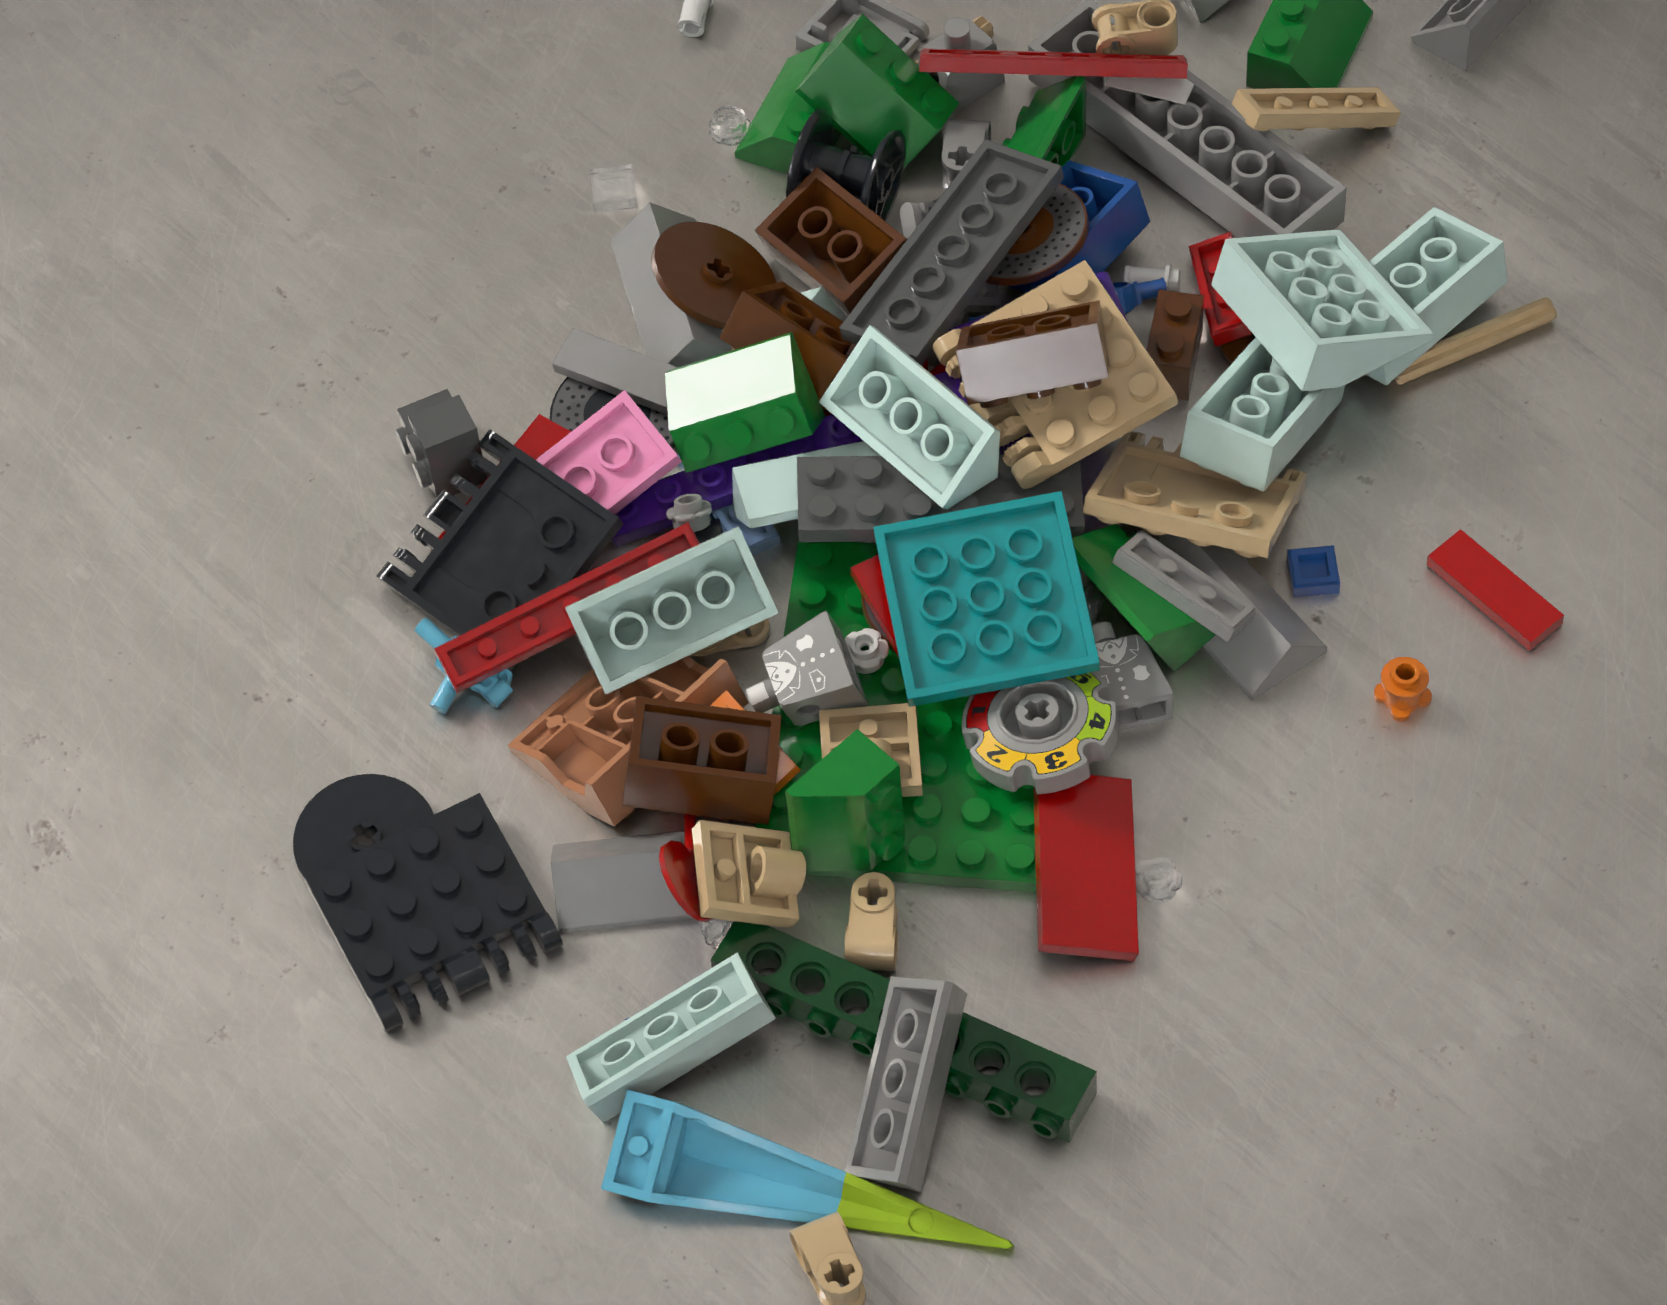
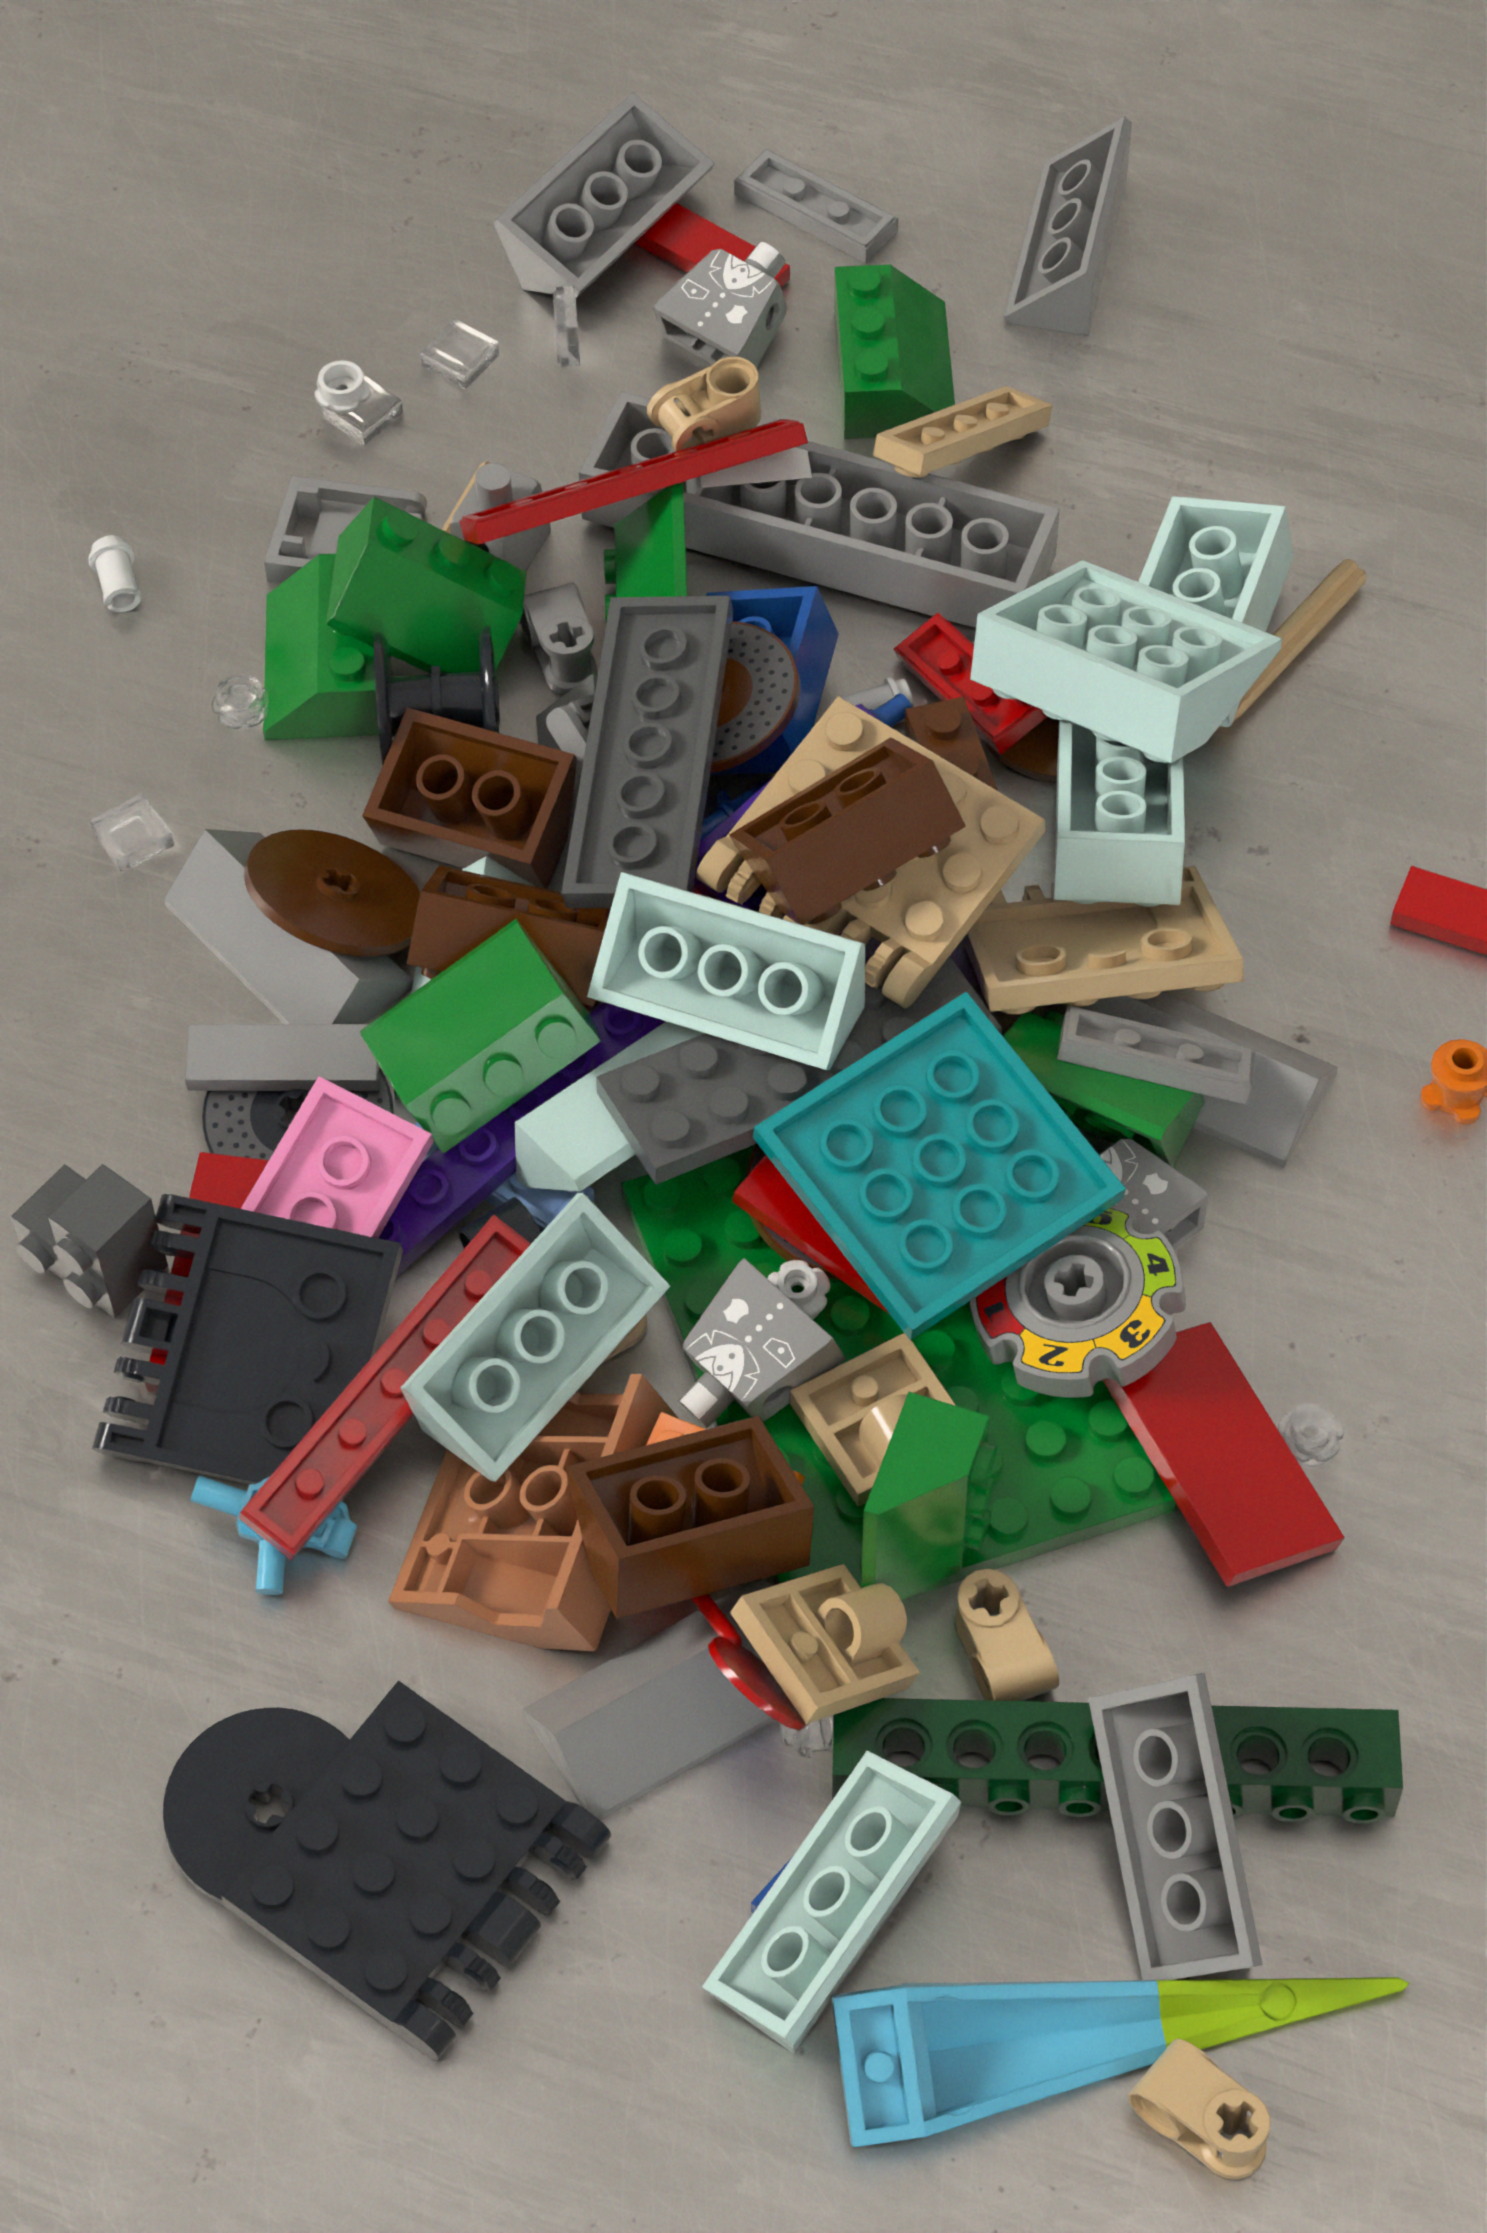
camera: 30 degrees left, 0 degrees up
(690, 509) = (476, 1202): light grey plate -> none
(1313, 571) = (1270, 983): blue tile -> none

